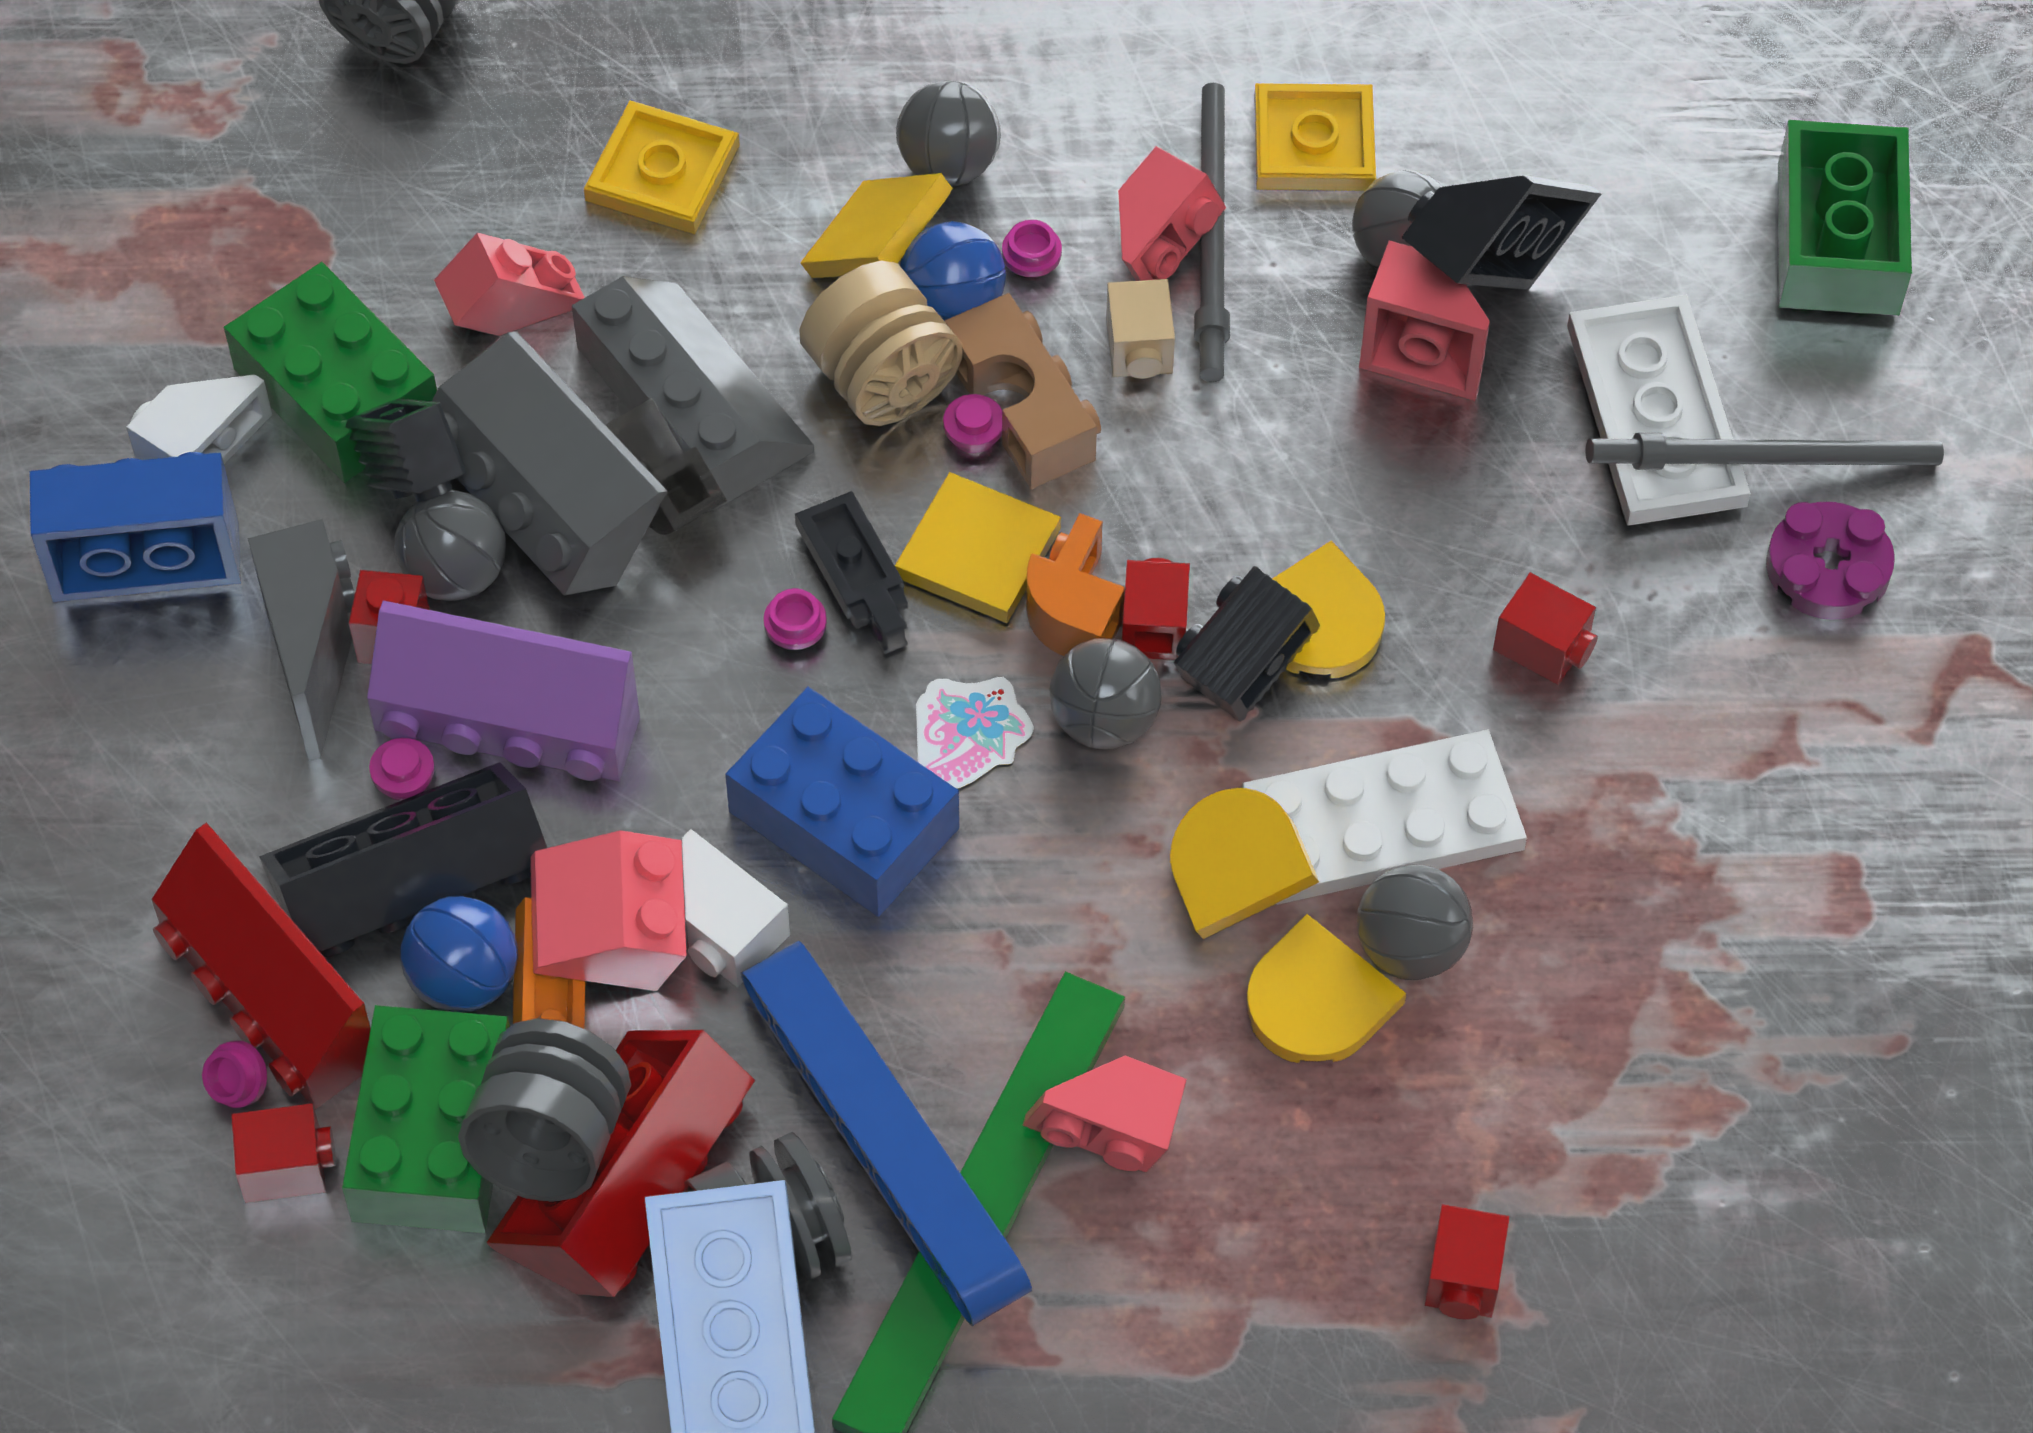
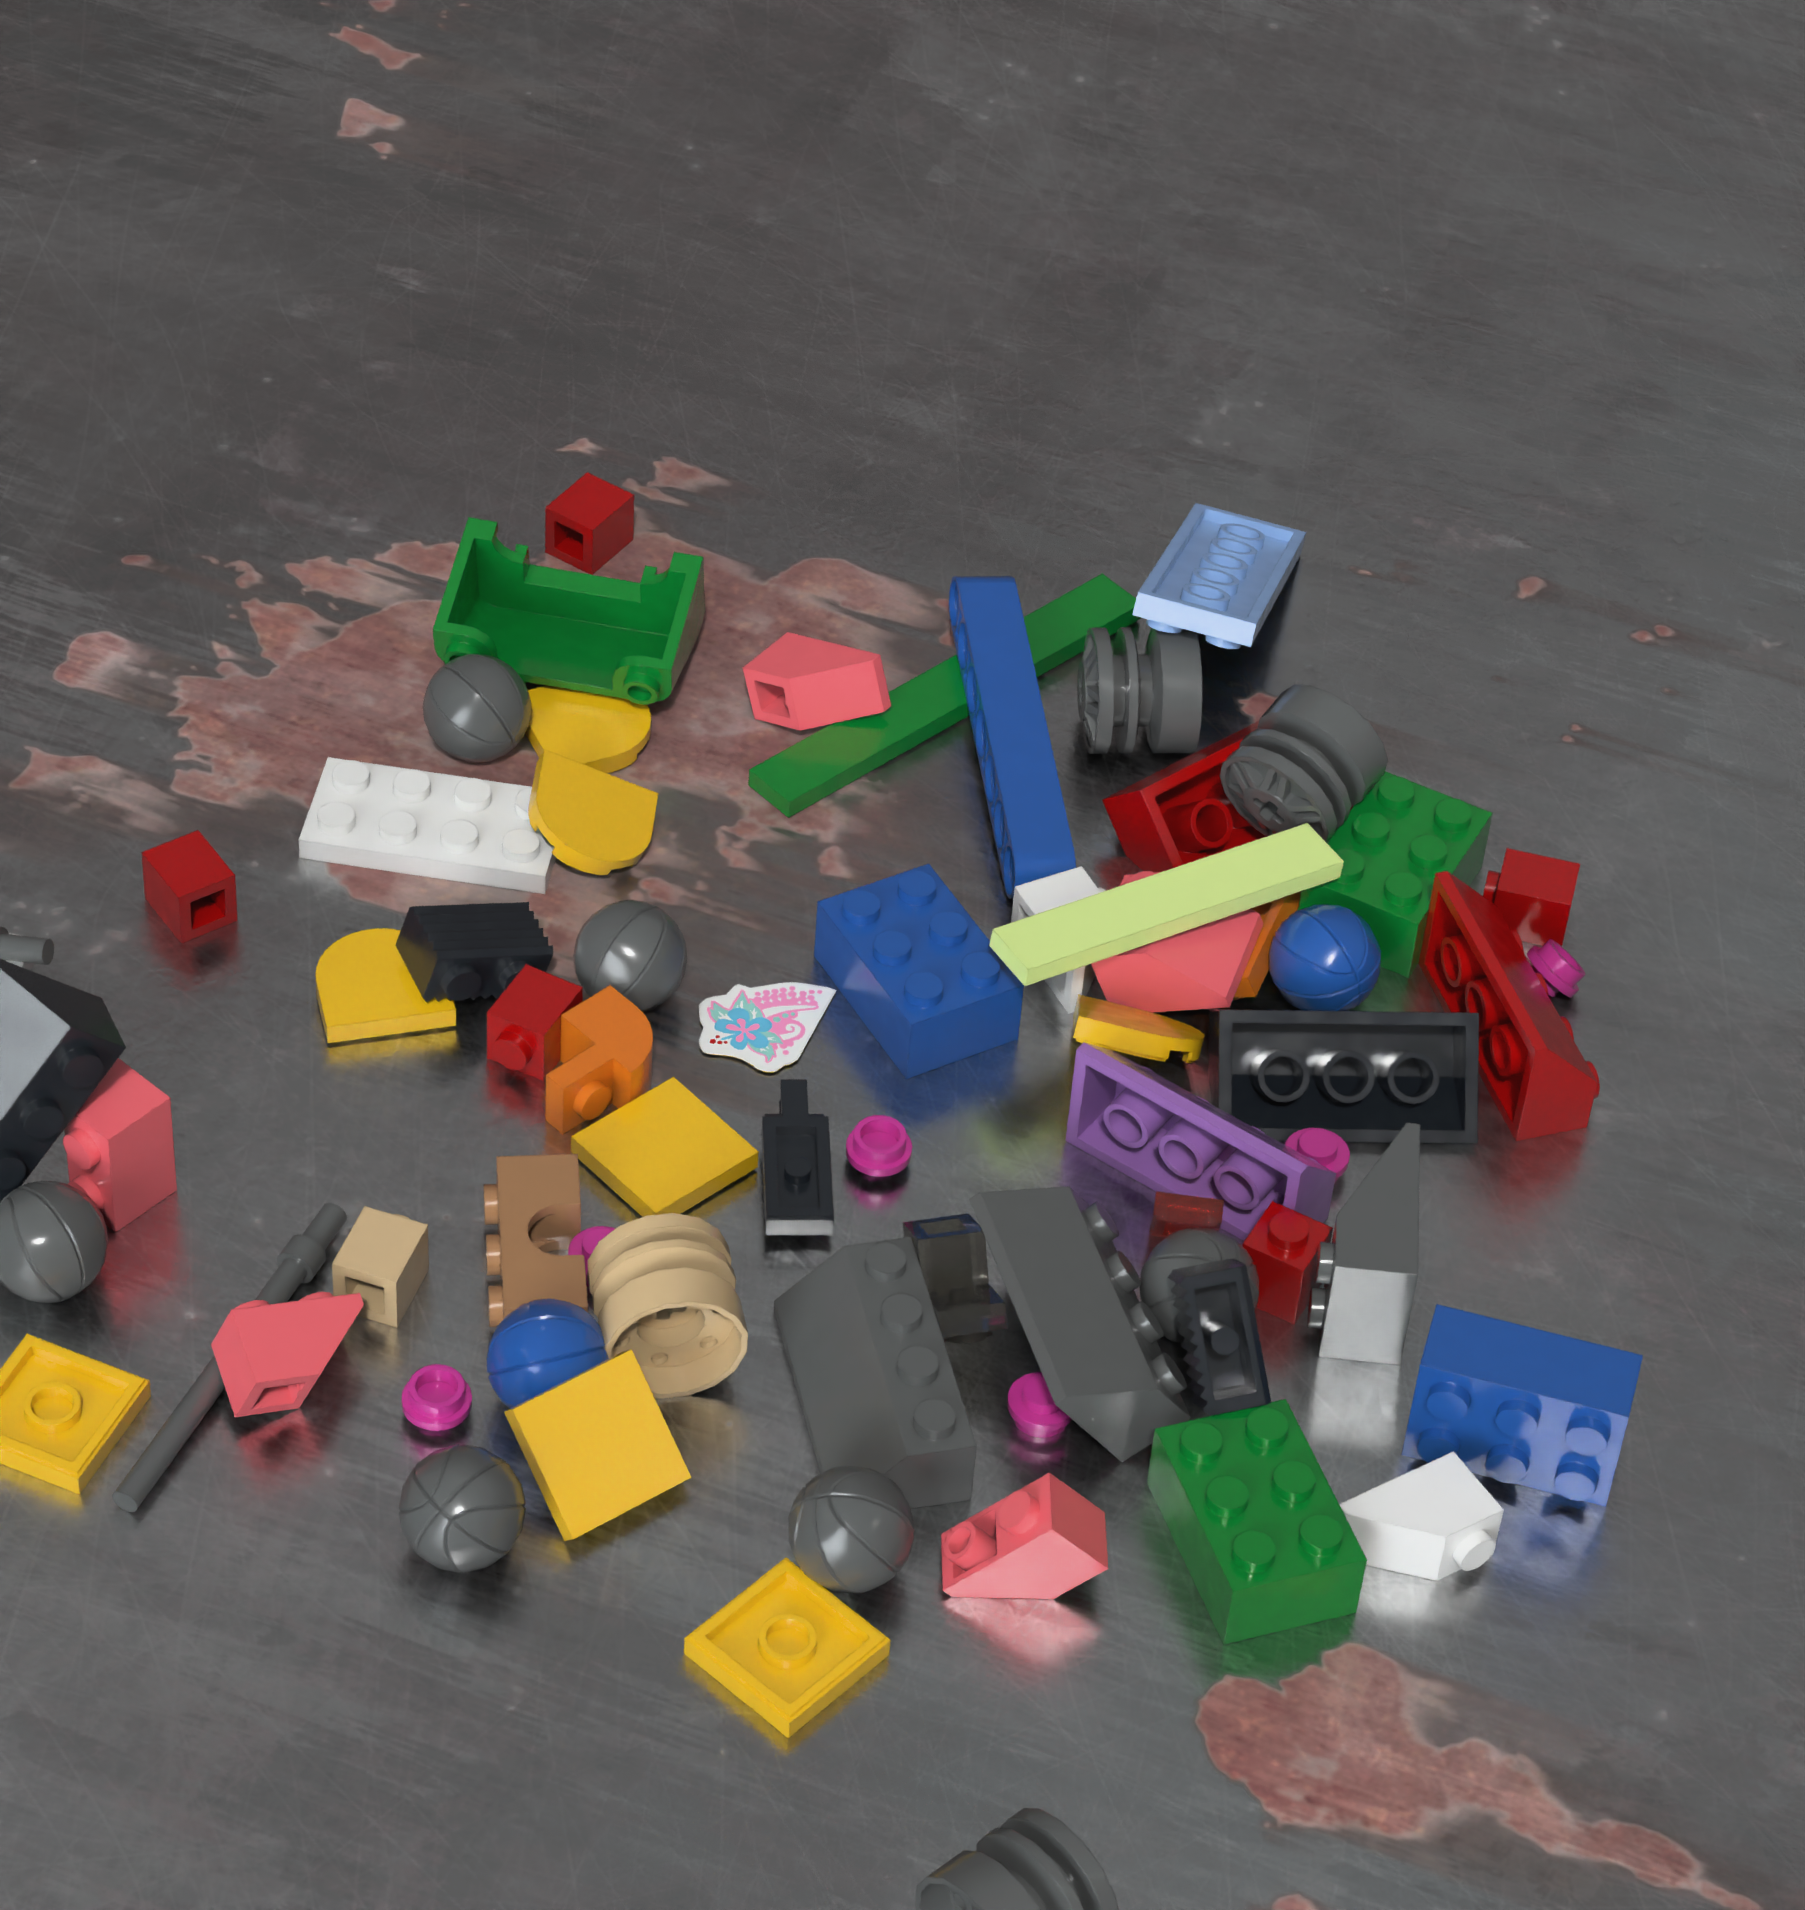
camera: 160 degrees left, 15 degrees down
(483, 583) = (1181, 1212): none -> clear red tile
(609, 789) = (1134, 1030): none -> yellow tile
(615, 873) = (1165, 904): none -> yellowish green tile
(645, 225) = (851, 1529): none -> dark grey piece
(1393, 1076) = (570, 624): none -> green windscreen

